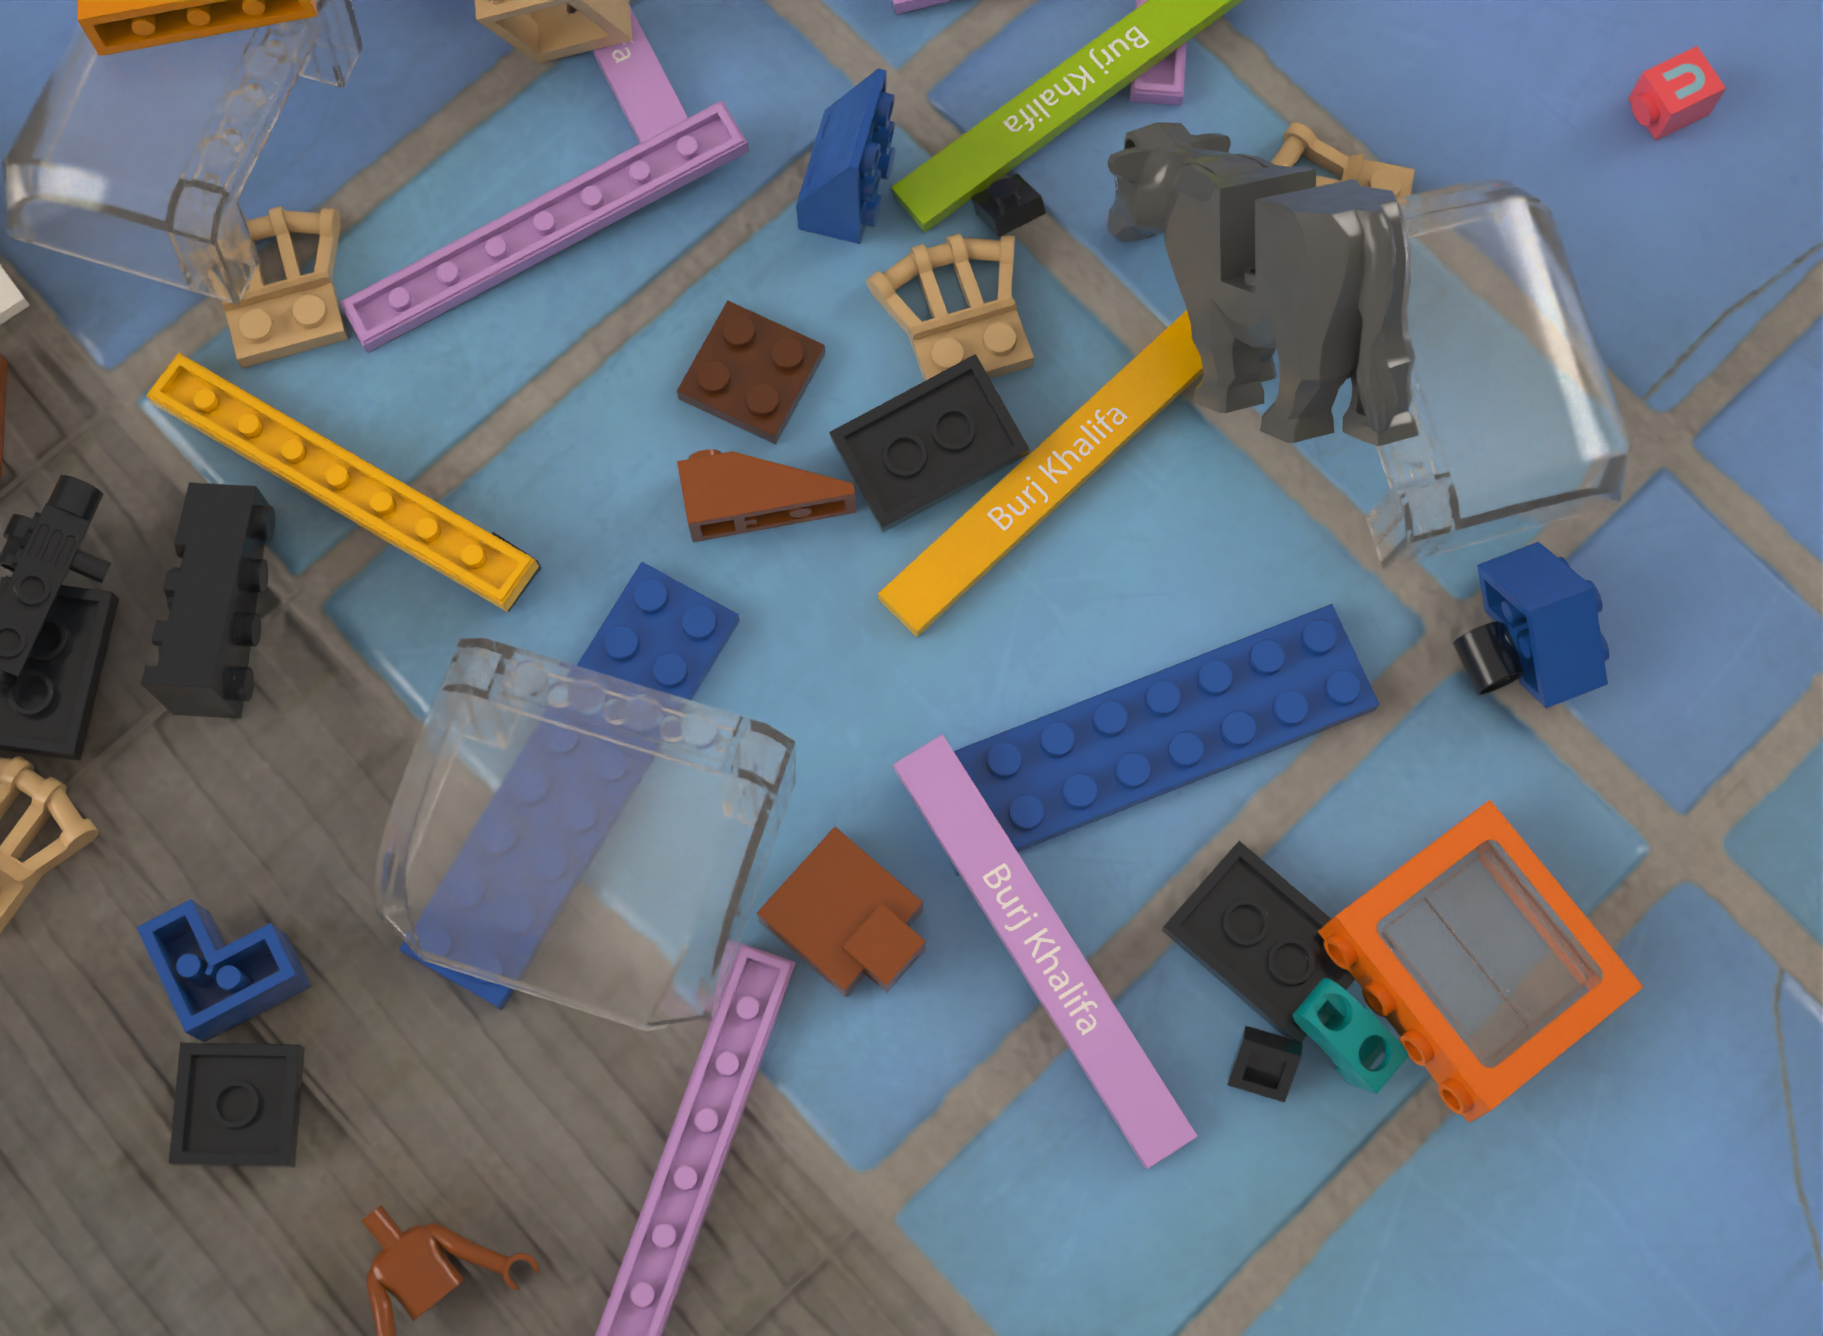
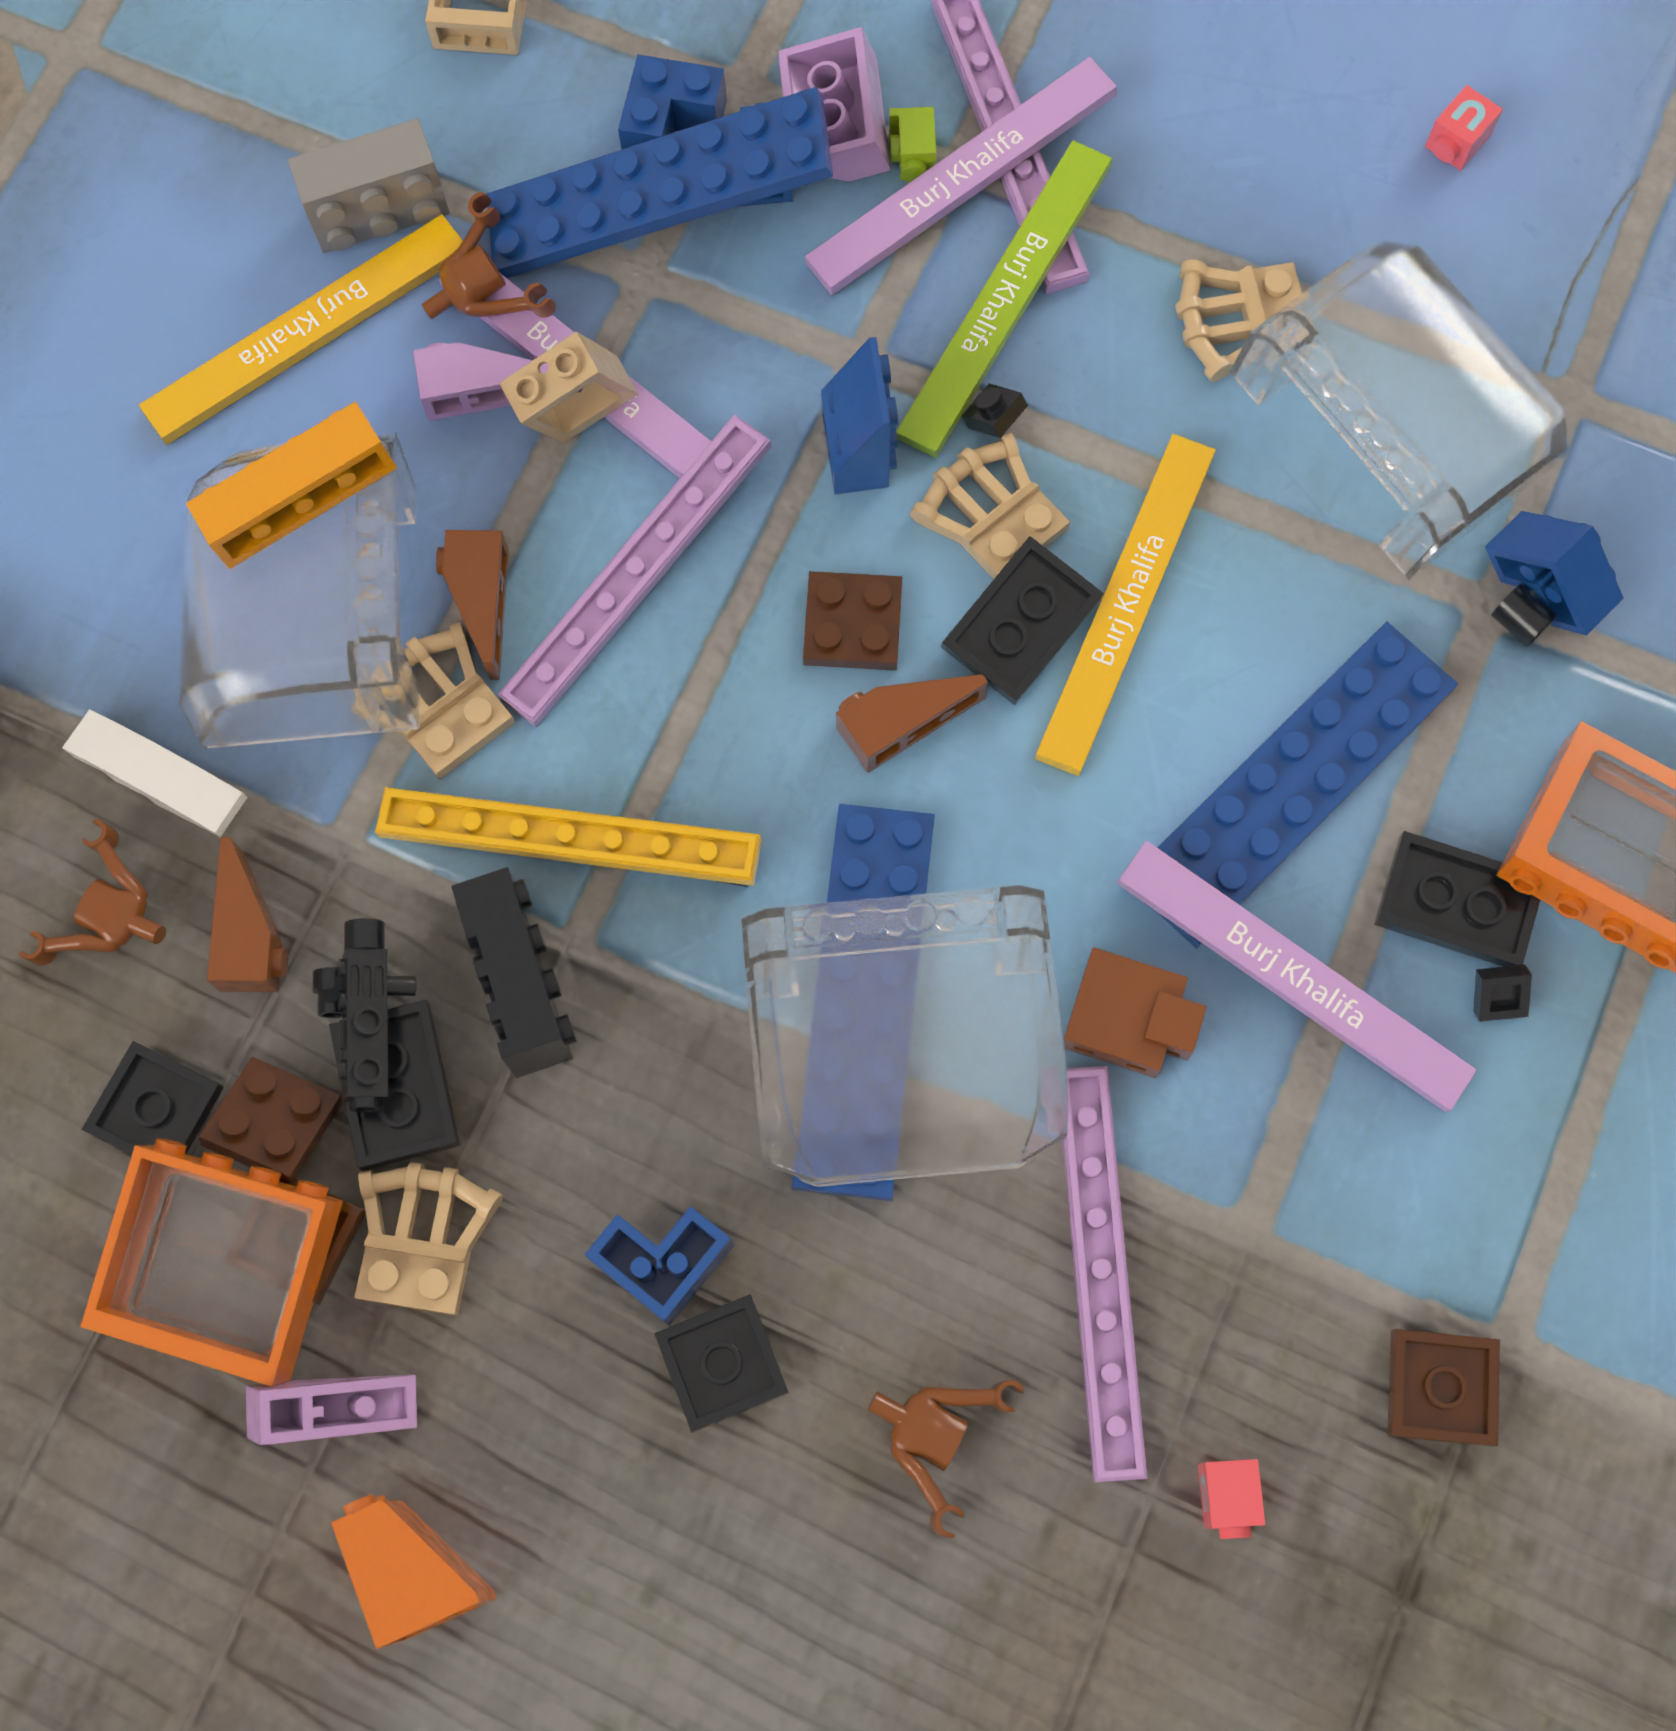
camera: 20 degrees left, 0 degrees up
(372, 174) = (476, 575): none -> dark orange slope
(1281, 269) = (1252, 374): dark grey animal -> none
(1350, 1036) = (1558, 944): teal leg -> none

